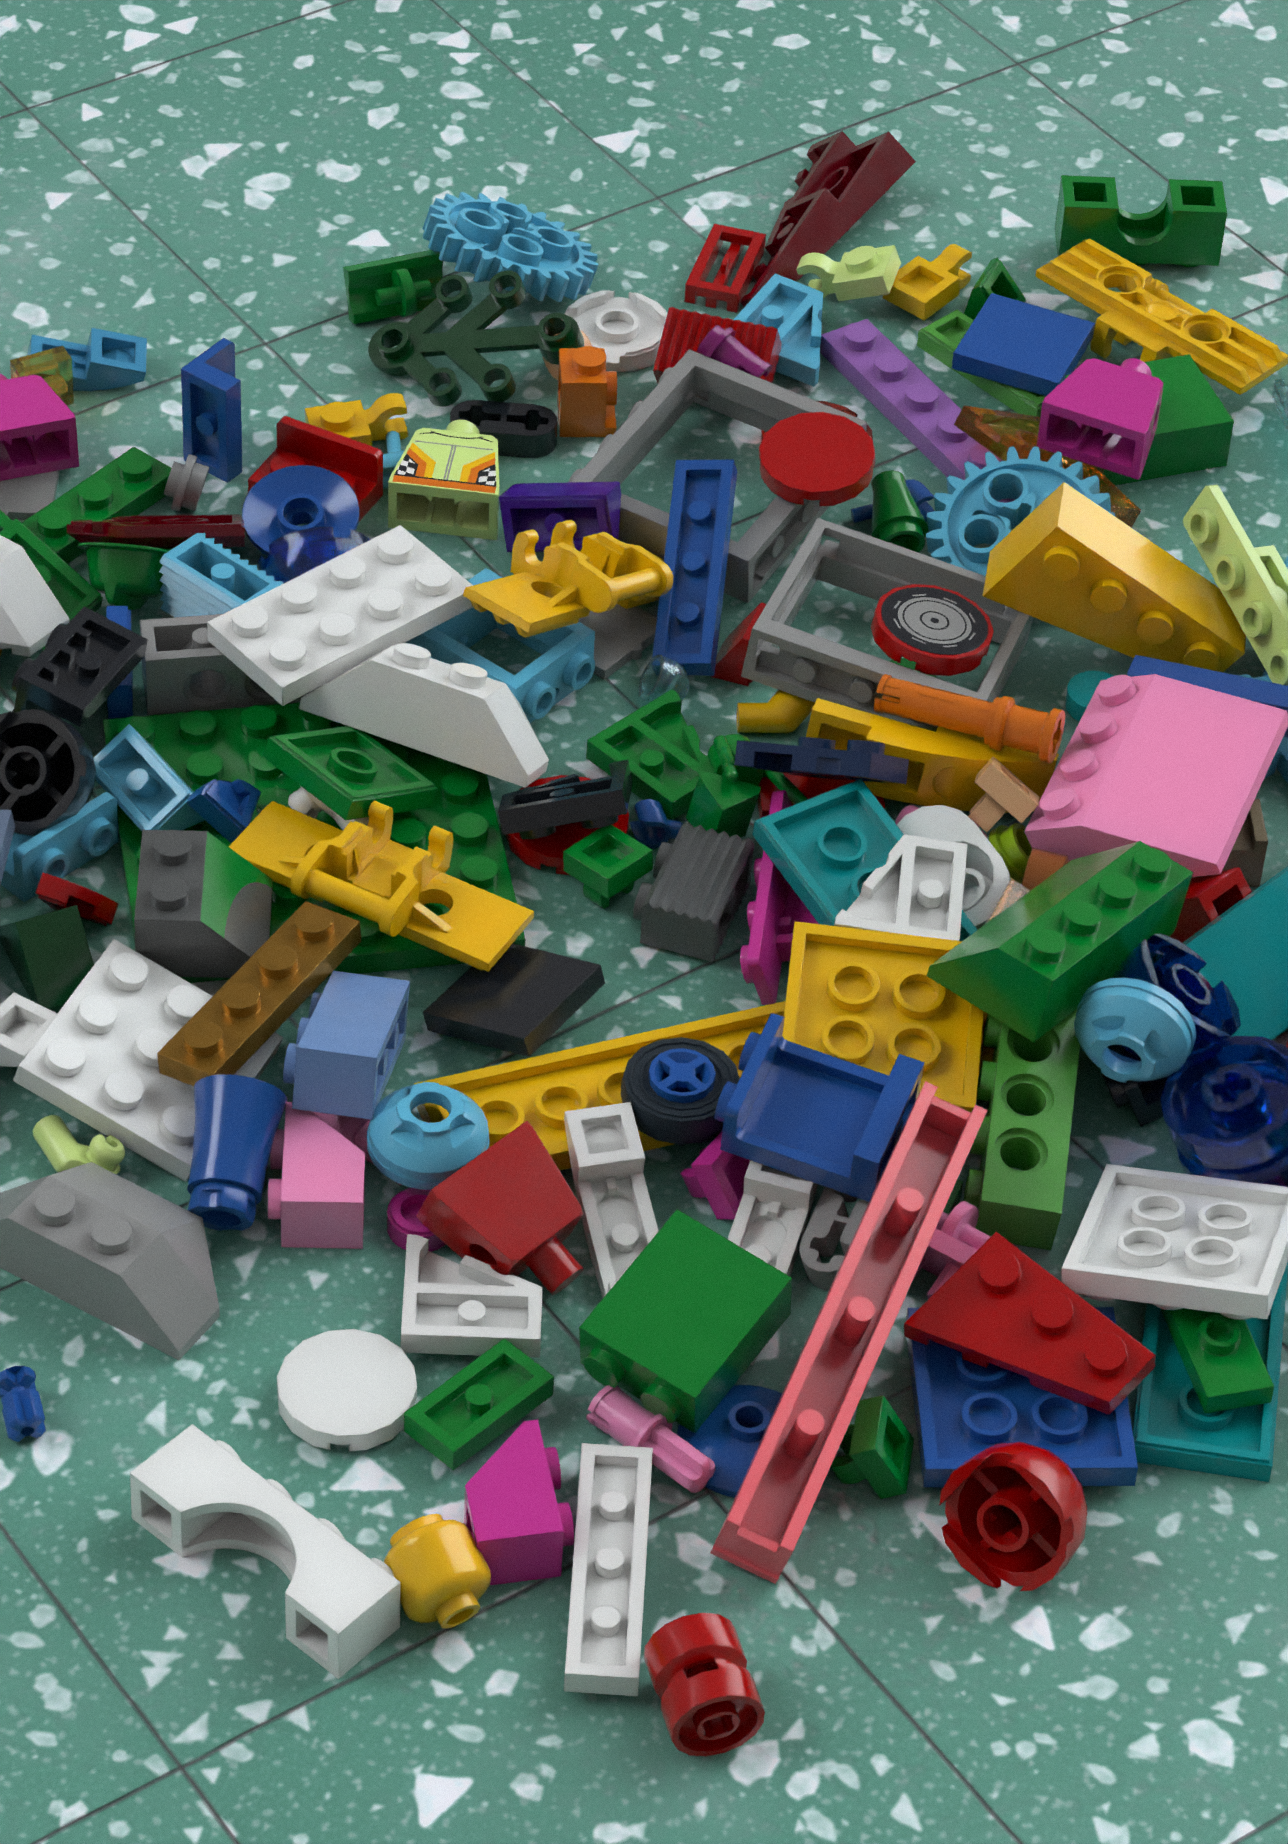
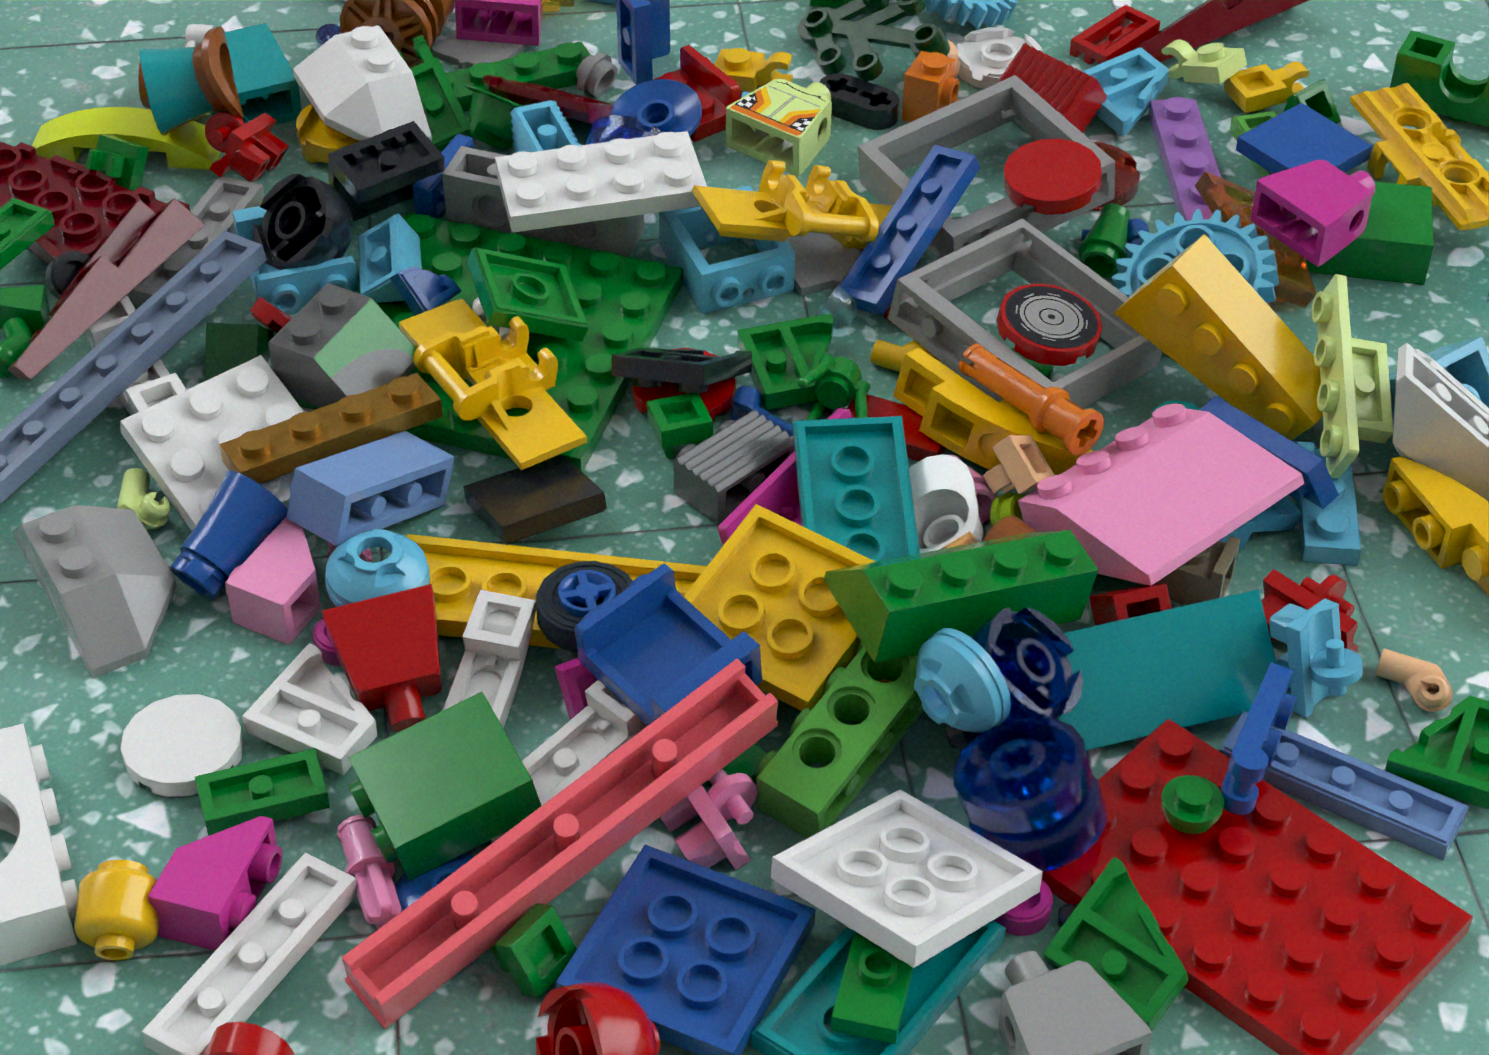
camera: 30 degrees right, 0 degrees up
(435, 710) = (626, 273): white wedge -> none
(543, 505) = (851, 162): dark purple slope -> none
(722, 804) = (796, 404): green slope -> none
(723, 347) = (1043, 81): magenta pin -> none
(821, 760) = (886, 392): dark blue wing -> none
(914, 891) = (874, 515): white wing -> none
(1029, 1322) = (720, 898): red wing -> none

